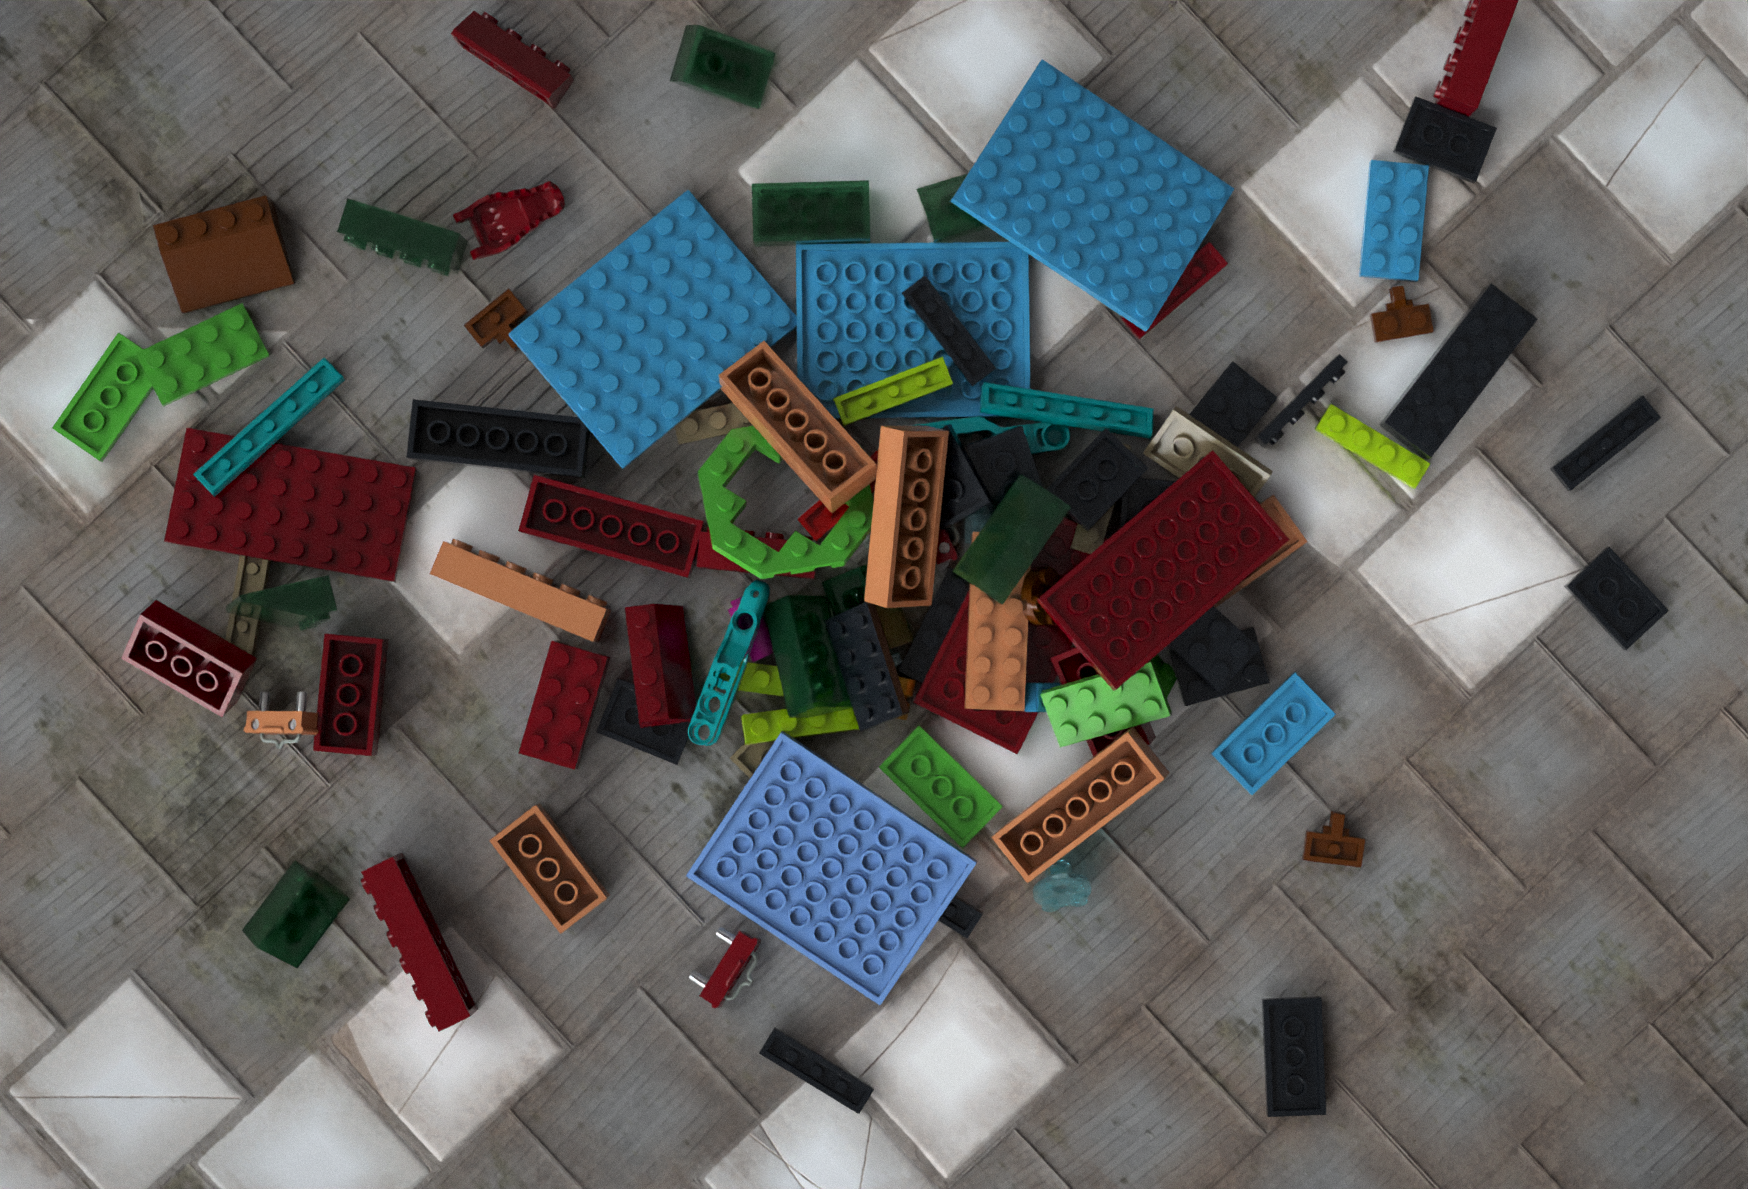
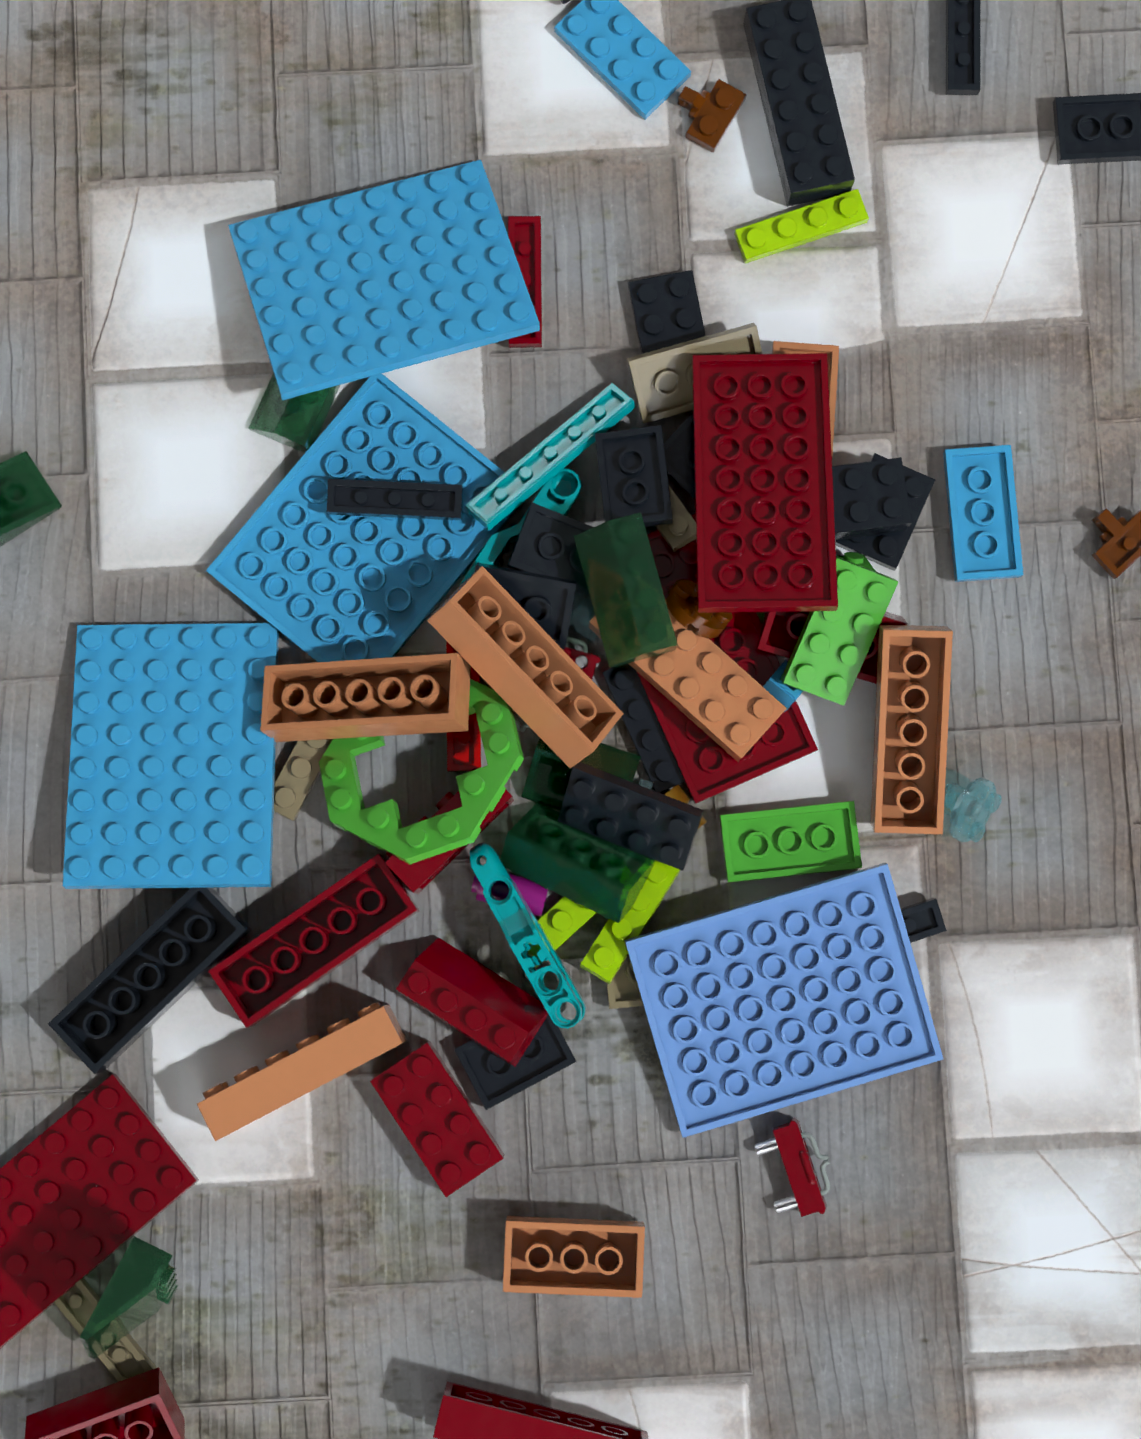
camera: 50 degrees left, 5 degrees down
(281, 722) = (236, 1393): nougat piece -> none
(350, 694) = (264, 1308): dark red brick -> none
(497, 320) = (45, 890): reddish brown hinge -> none
(811, 213) = (189, 533): clear green brick -> none
(816, 1070) = (955, 1166): black plate -> none
(893, 391) = (406, 591): lime plate -> none
(1293, 410) = (712, 238): black plate -> none

